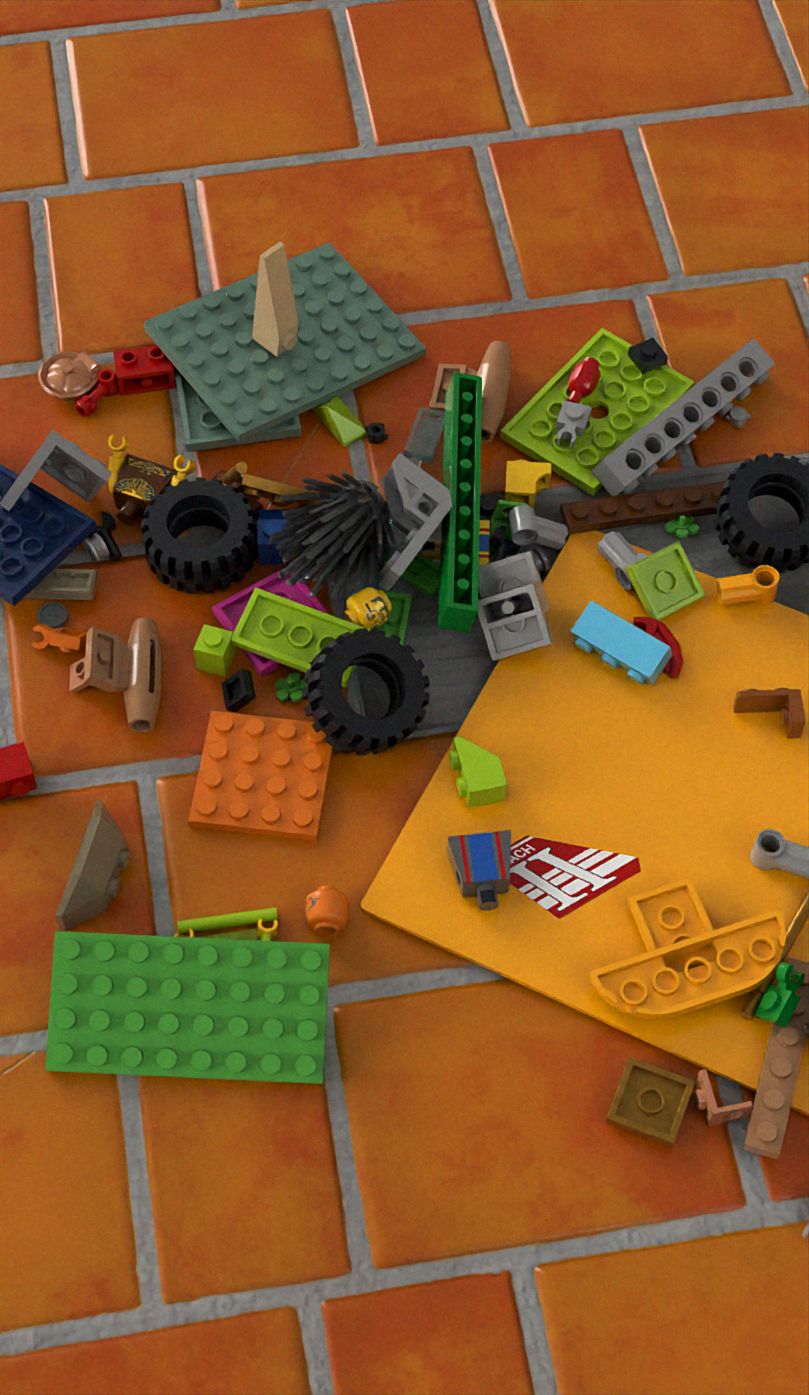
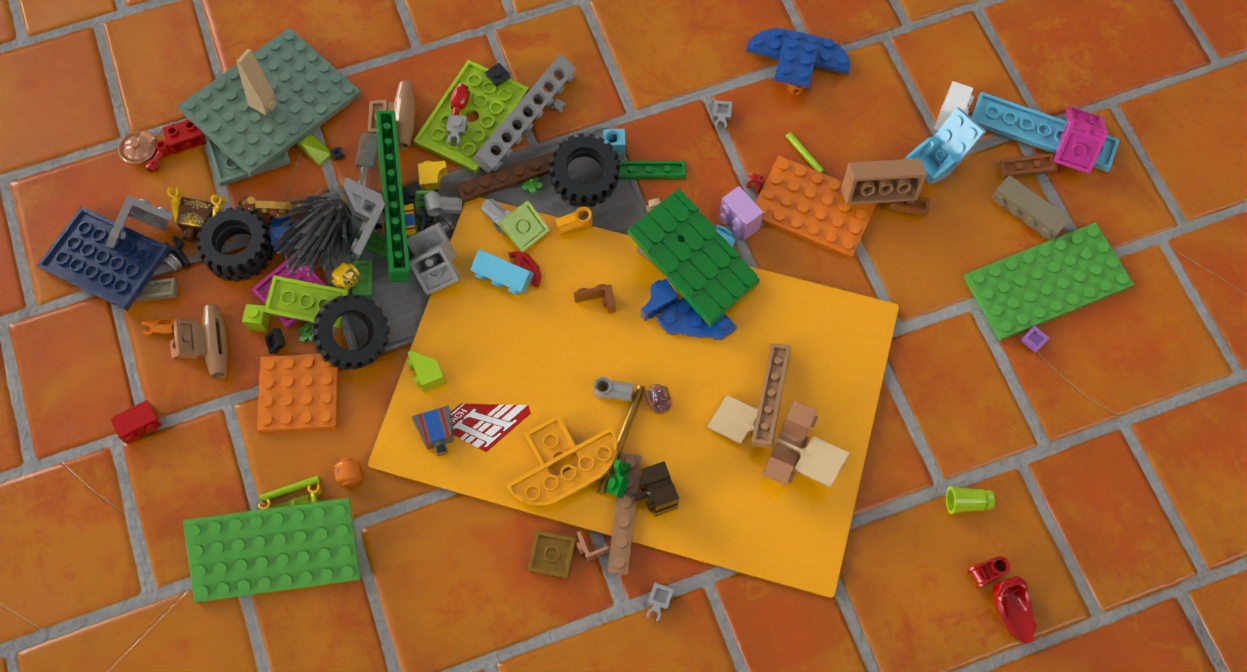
camera: 10 degrees left, 10 degrees up
(53, 614) = (153, 310): dark grey piece -> none
(95, 871) = (204, 473): dark tan wedge -> none

